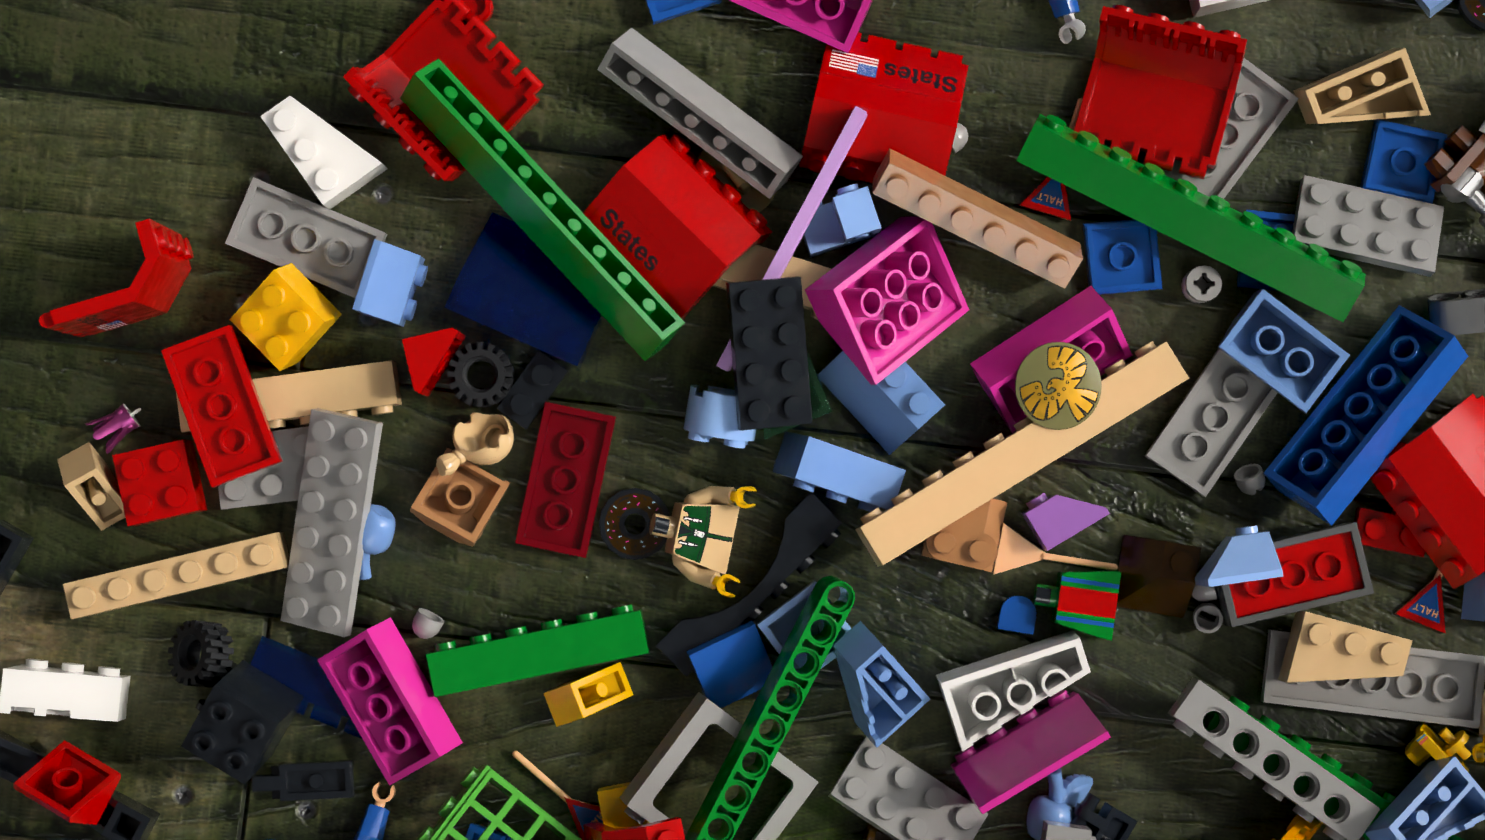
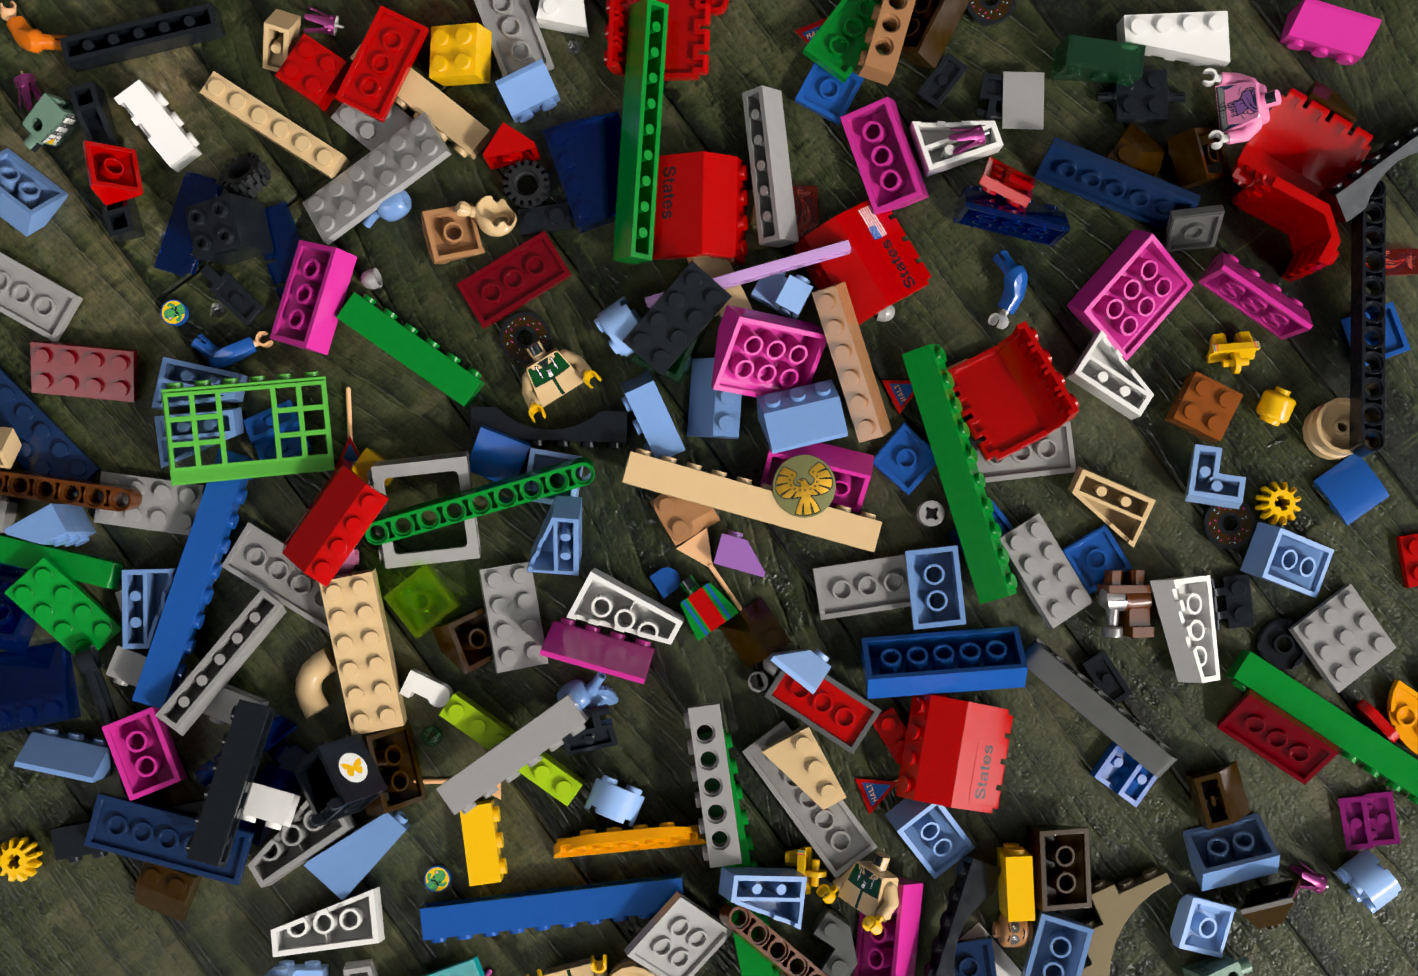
camera: 50 degrees right, 0 degrees up
(196, 780) = (177, 248): none -> clear blue windscreen
(588, 694) = (414, 396): yellow slope -> none
(776, 116) = (806, 209): none -> clear red tile
(984, 321) = (801, 416): none -> medium blue slope
(1250, 478) = (852, 634): light grey hinge -> none

